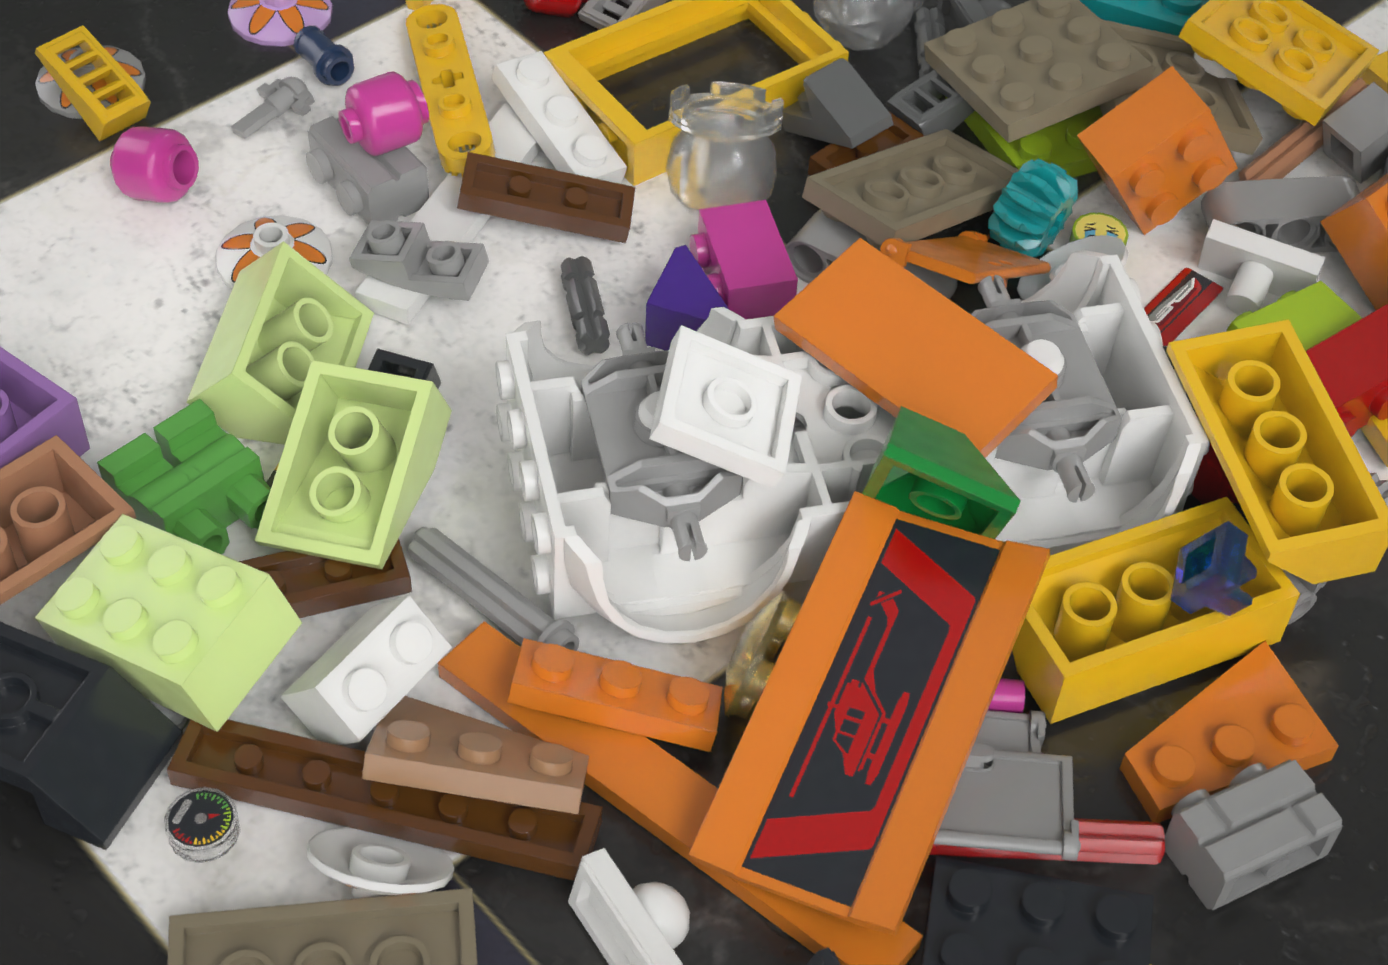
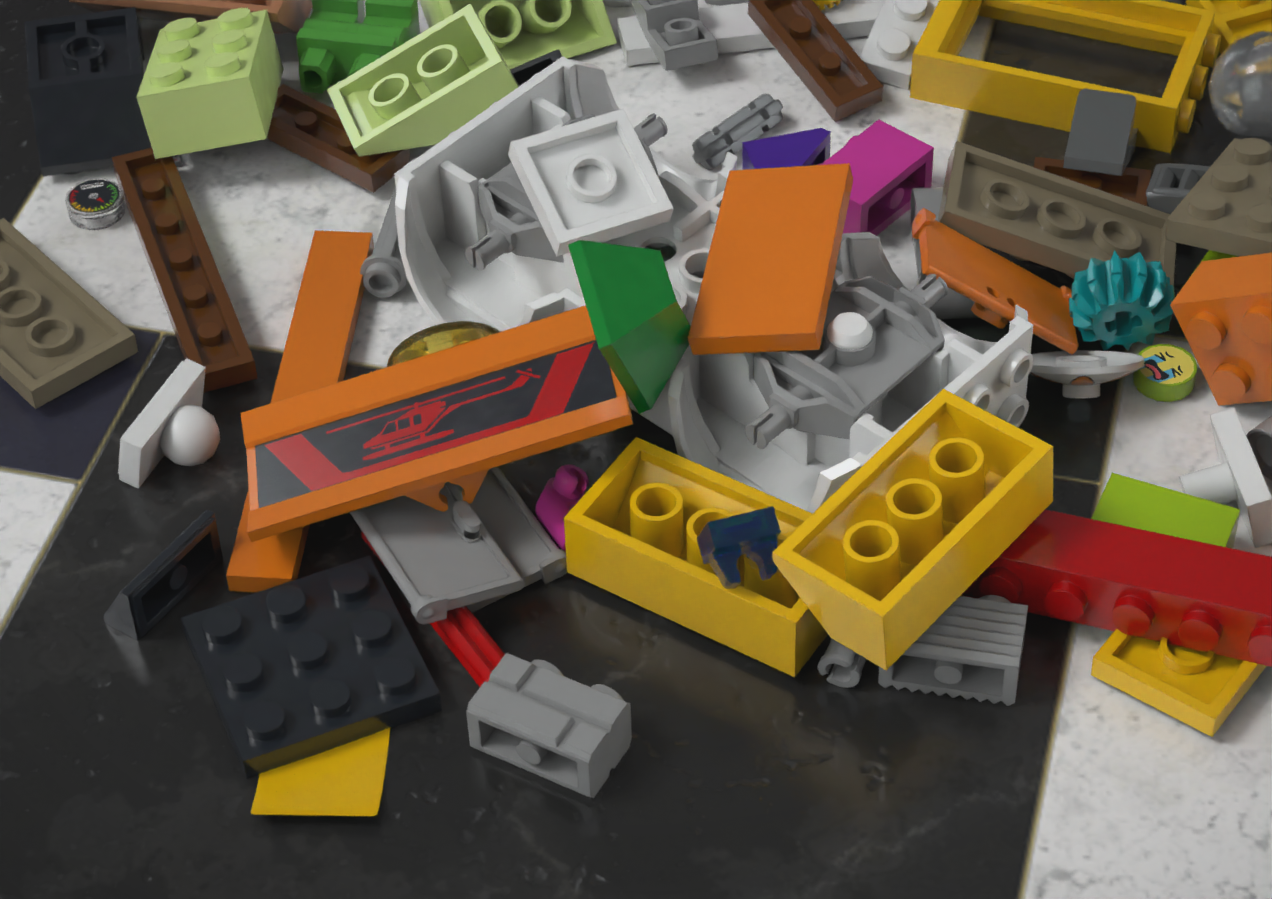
camera: 60 degrees right, 5 degrees down
(366, 672) = (261, 193): white brick -> none
(378, 863) = (118, 282): white dish -> none
(472, 758) = (236, 276): medium nougat wing -> none
(616, 695) = (351, 307): orange plate -> none
(722, 145) = (955, 88): clear tile -> none
(1181, 303) = (1143, 460): sticker -> none
(1237, 721) = (676, 690): orange wing -> none

